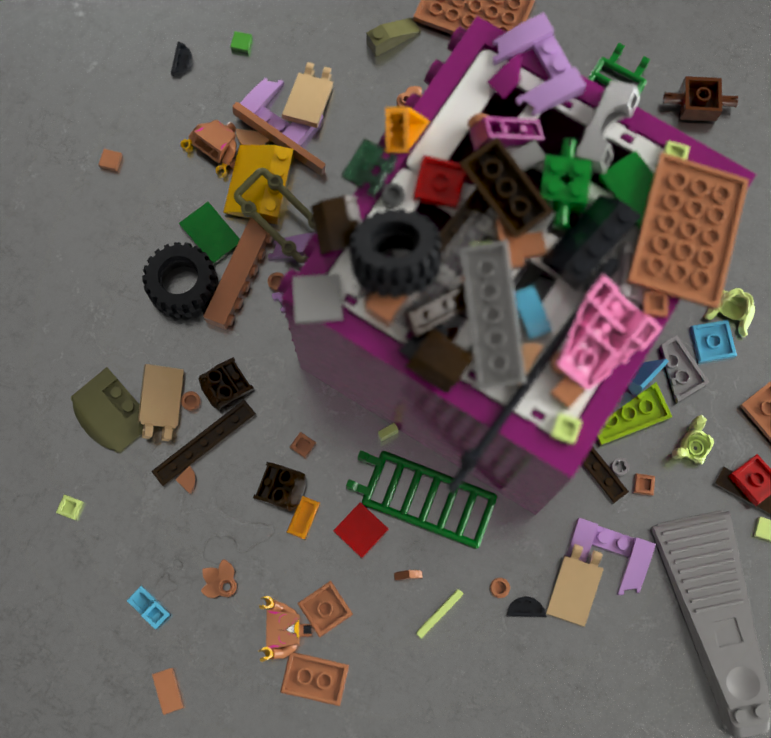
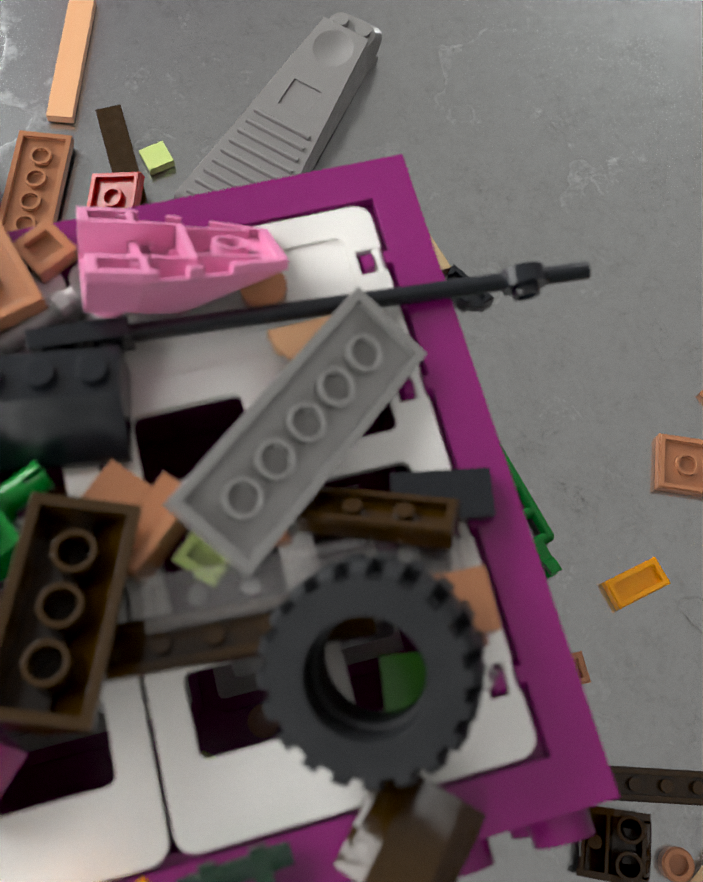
camera: 145 degrees left, 5 degrees down
(281, 486) = (641, 639): dark brown slope -> none
(317, 299) = (560, 732): light grey tile -> none
(361, 530) = (578, 511): red tile -> none
(393, 195) = (254, 810): dark grey tile -> none
(408, 574) = (566, 417): nougat tile -> none
(439, 182) = (147, 756): red tile -> none
(439, 613) = (564, 354): yellowish green tile -> none
(440, 361) = (448, 433): dark brown slope -> none
(499, 587) = (475, 329): nougat tile -> none
(532, 312) = (231, 390): medium azure slope -> none
(566, 429) = (350, 207): yellowish green tile -> none
(567, 392) = (301, 246): nougat tile -> none

